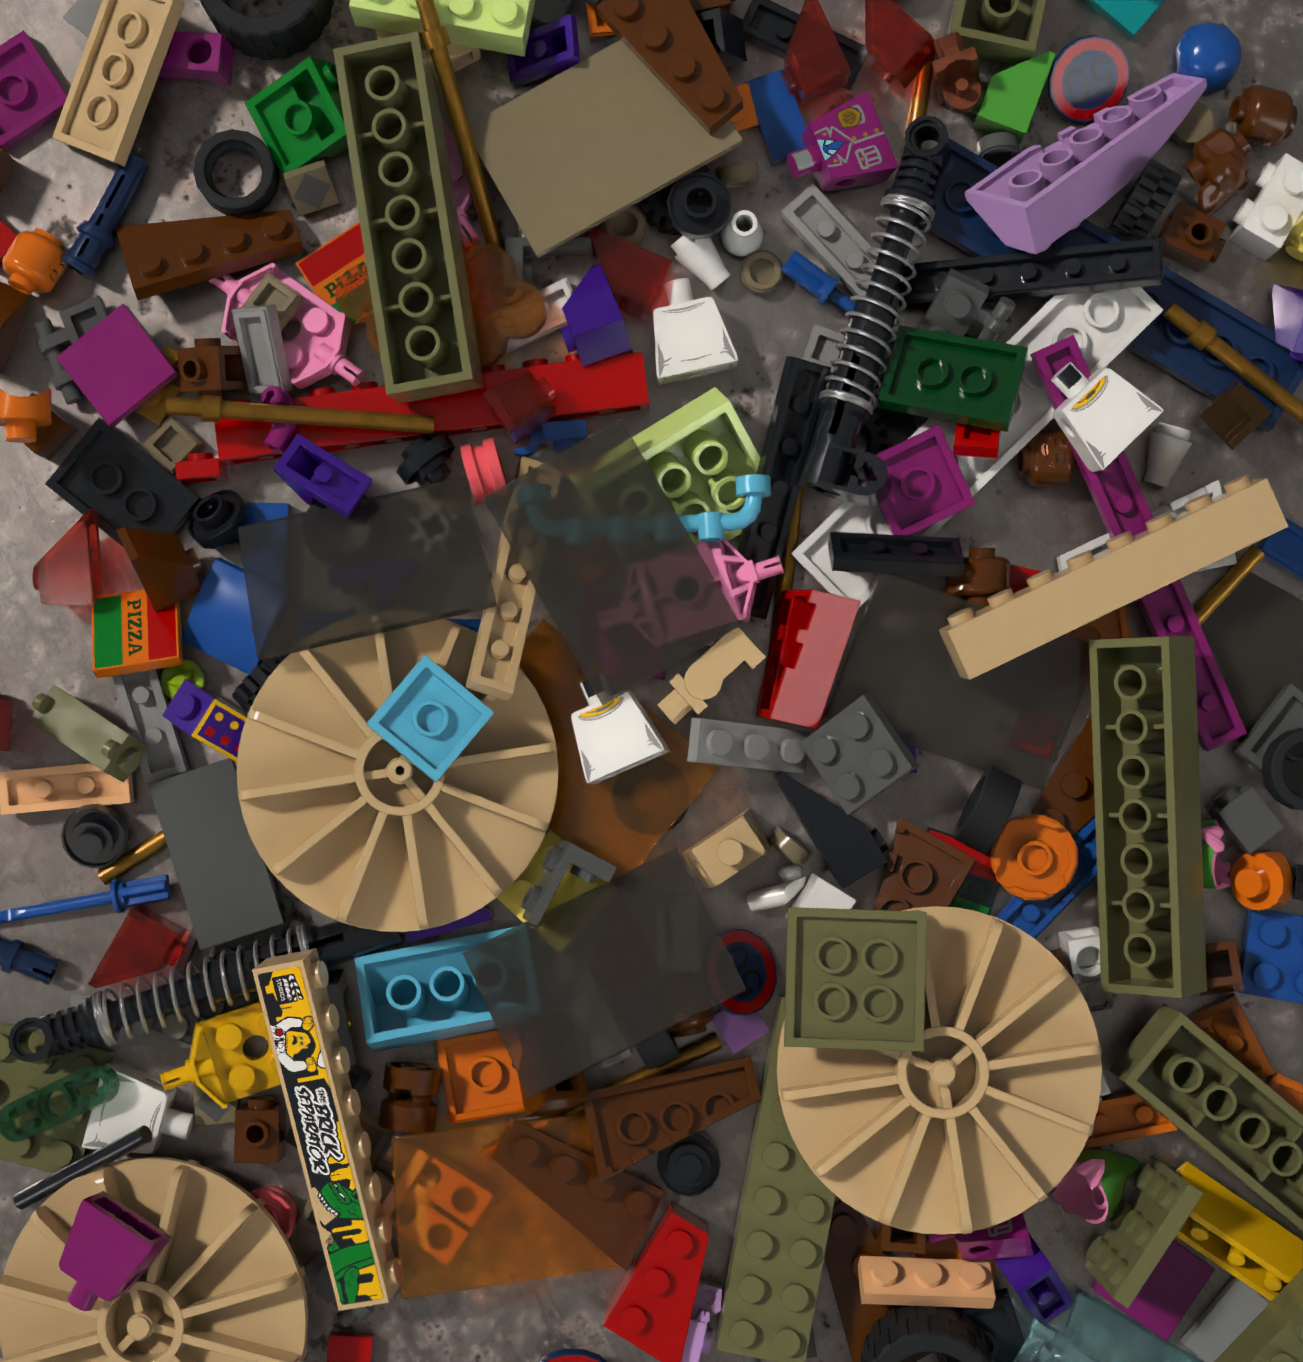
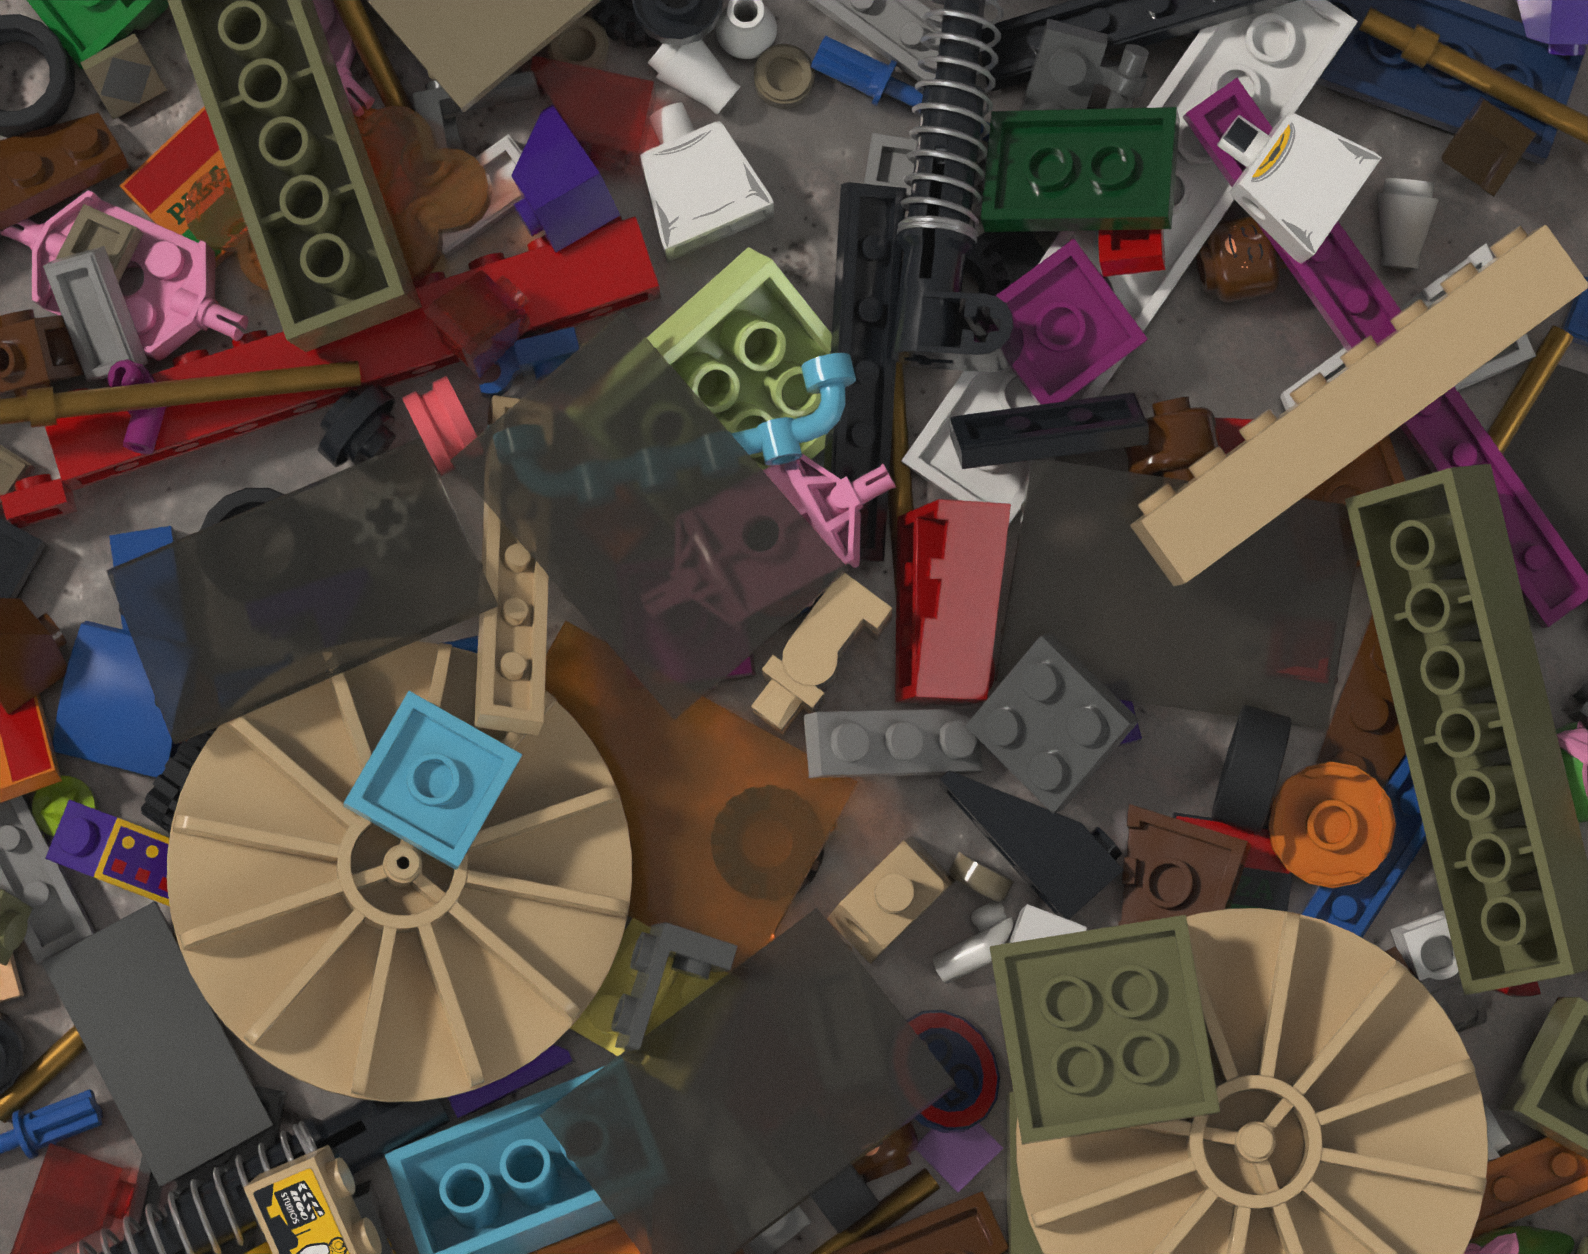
camera: 10 degrees left, 5 degrees down
(217, 519) = (74, 566): black plate -> none
(321, 476) = (214, 475): dark purple slope -> none
(614, 735) = (698, 763): white torso -> none

